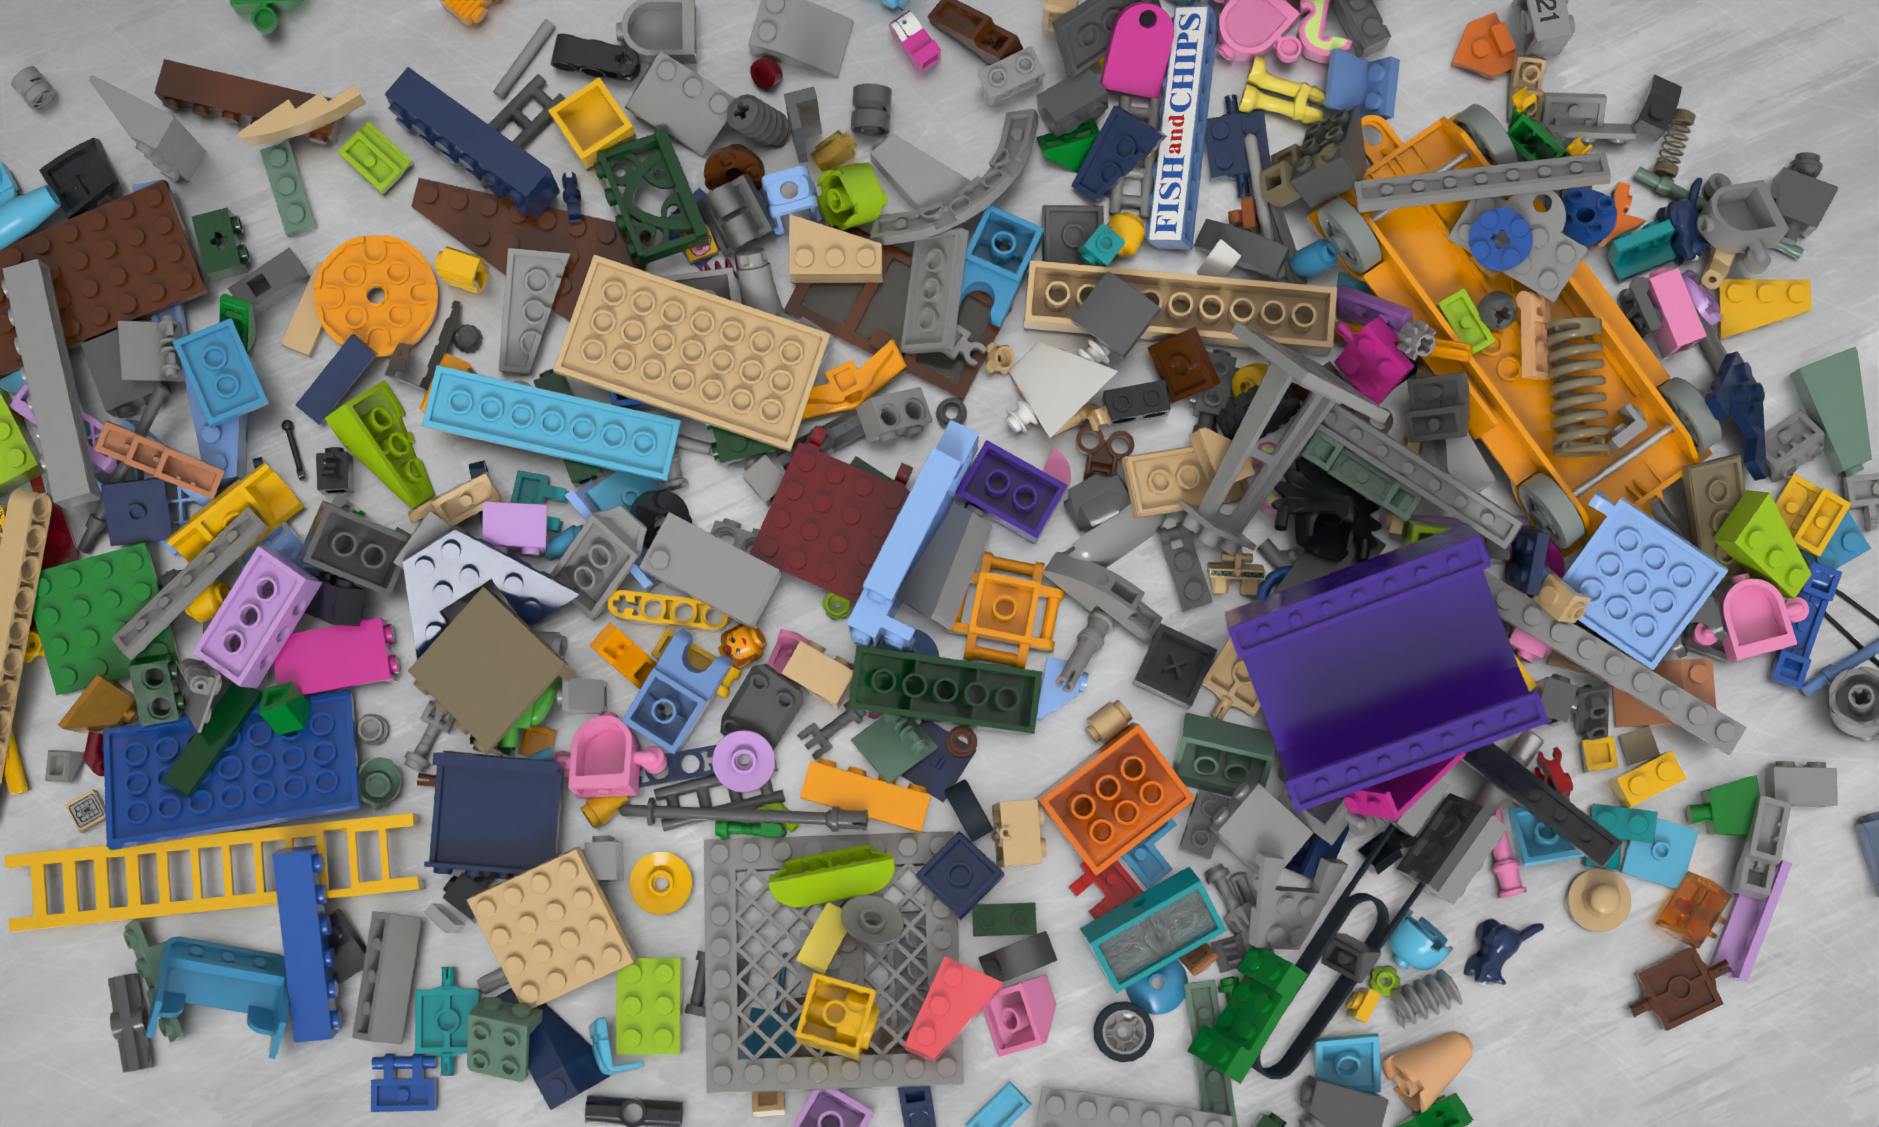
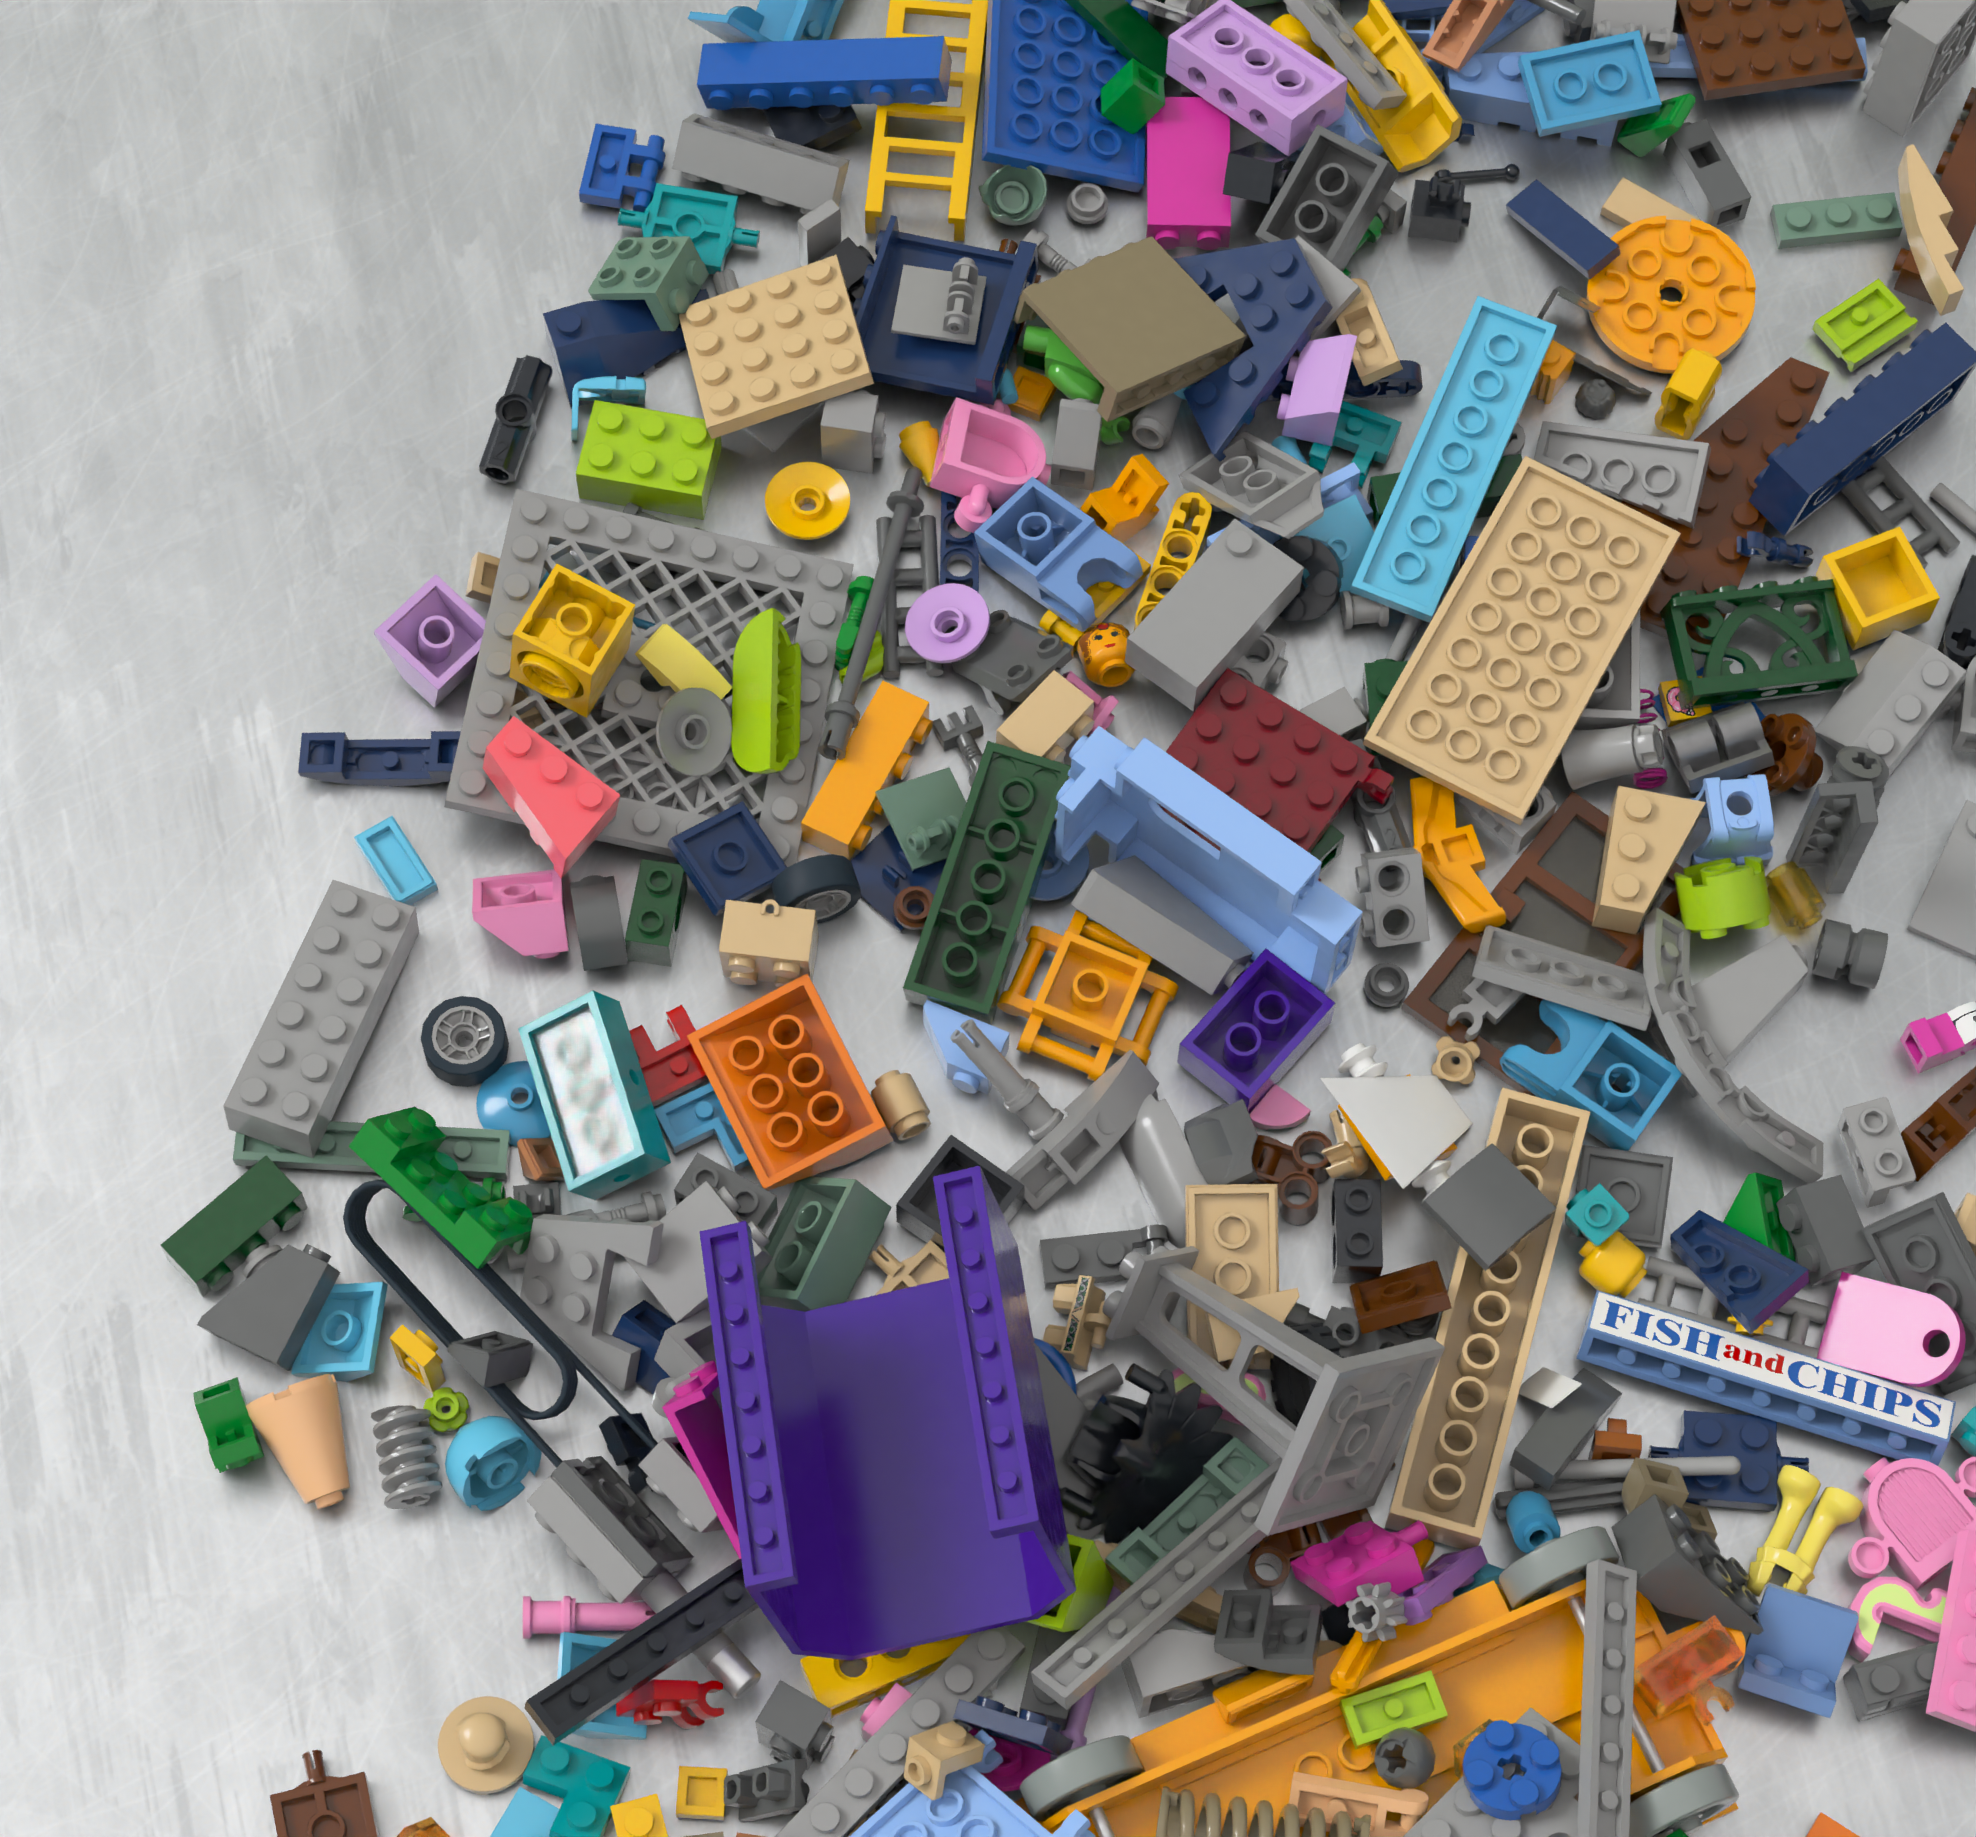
camera: 100 degrees right, 15 degrees down
(209, 231) = (1769, 126): dark green brick -> none
(377, 436) = (1485, 259): lime wedge -> none
(491, 816) = (940, 302): none -> light grey hinge
(765, 72) = (1925, 831): dark red tile -> none
(1404, 142) = (1688, 1671): none -> clear orange brick
(1497, 946) = (456, 1576): dark blue animal -> none

